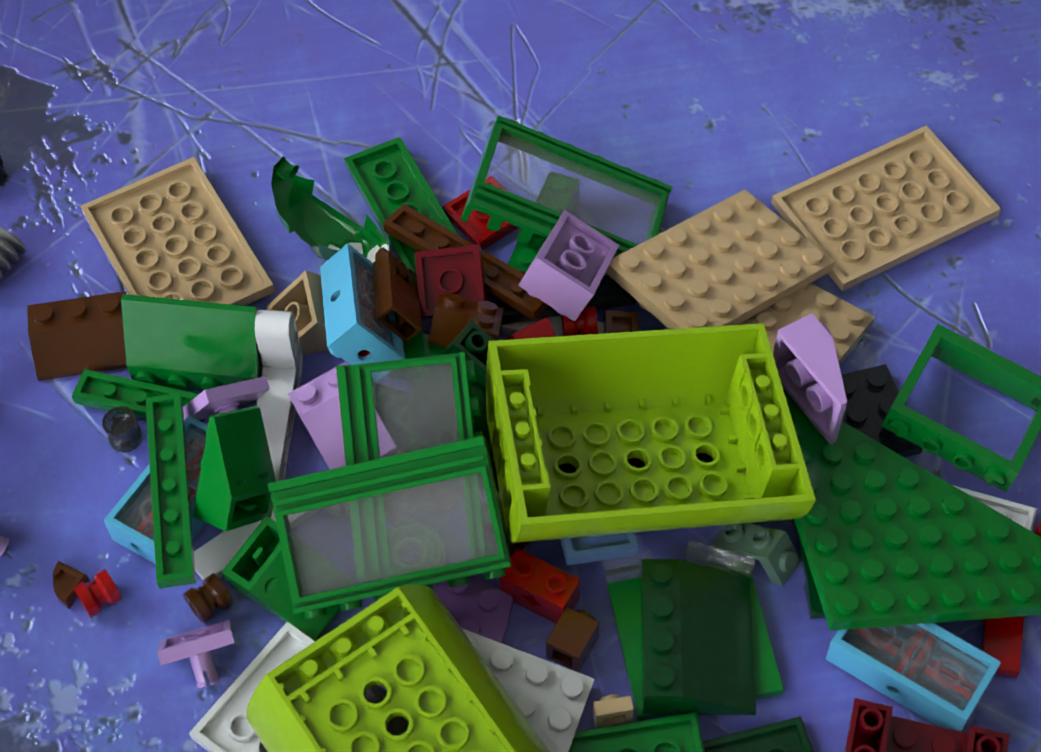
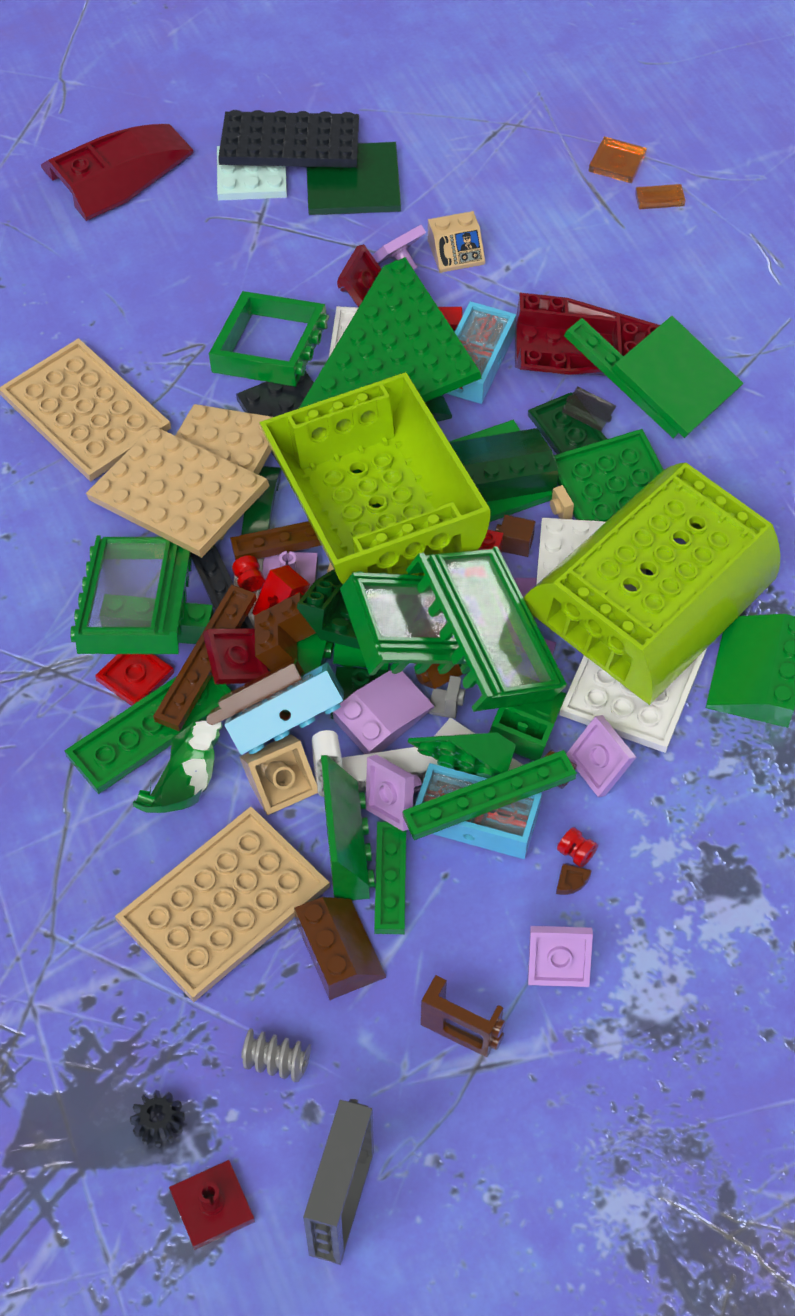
camera: 105 degrees left, 0 degrees up
(122, 429) = (425, 872): clear smoke wheel -> none
(569, 266) = (214, 567): lavender slope -> none
(812, 373) = (287, 393): lavender slope -> none

